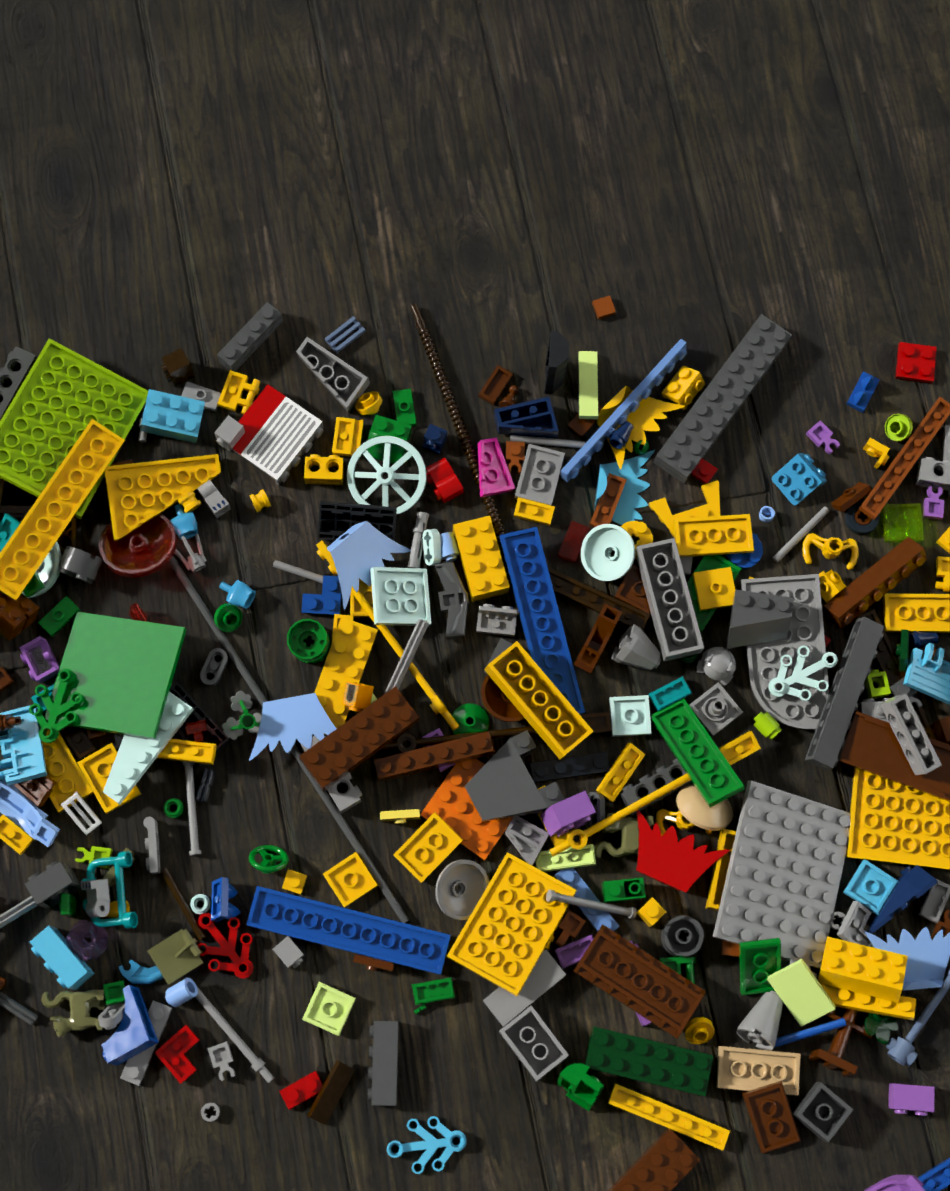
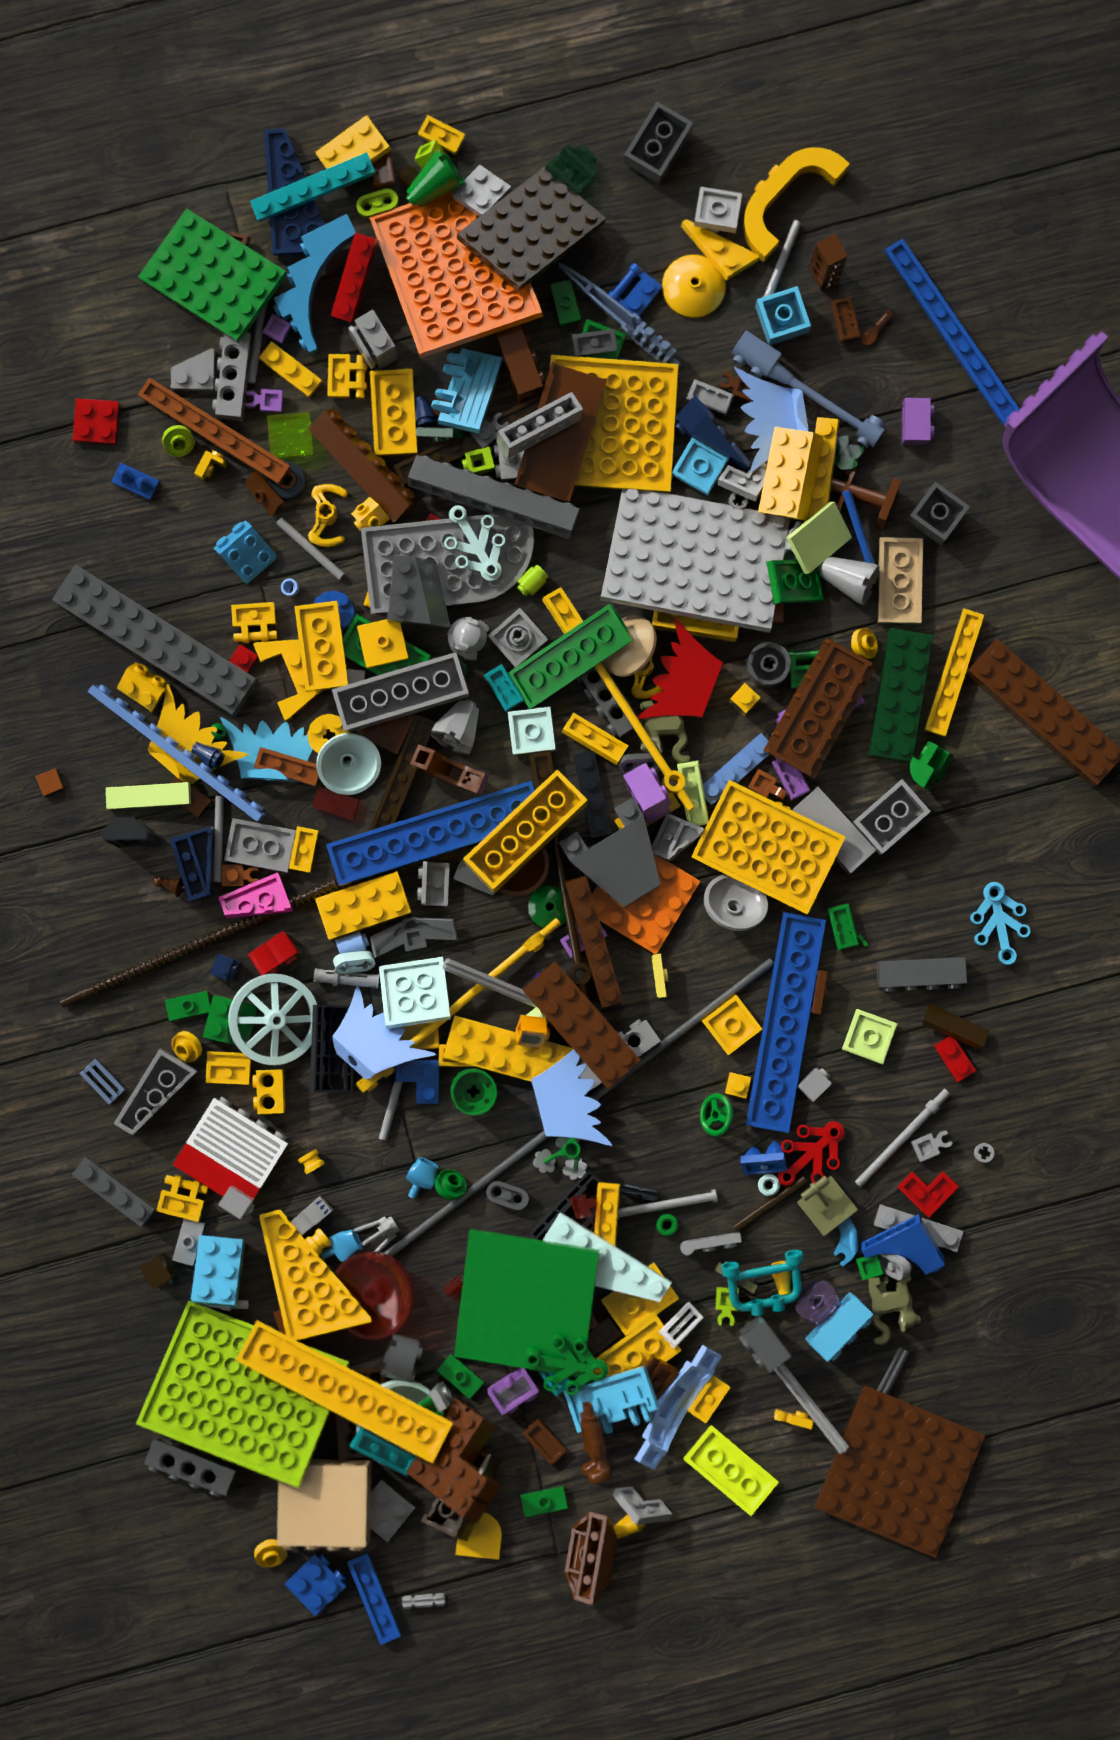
camera: 90 degrees left, 10 degrees up
(42, 595) = (441, 1396): none -> light grey plate
(68, 905) = (782, 1327): green plate -> none
(97, 897) = (772, 1295): light grey leg -> none
(181, 992) = (864, 1195): light blue brick -> none
(428, 847) = (692, 942): yellow plate -> none
(495, 385) = (153, 902): reddish brown tile -> none
(552, 896) = (745, 721): light grey bar -> none
(623, 890) = (723, 730): green slope -> none
(743, 482) = (254, 615): none -> yellow plate
(771, 1117) = (946, 566): reddish brown tile -> none
(821, 435) = (192, 529): medium lavender plate -> none

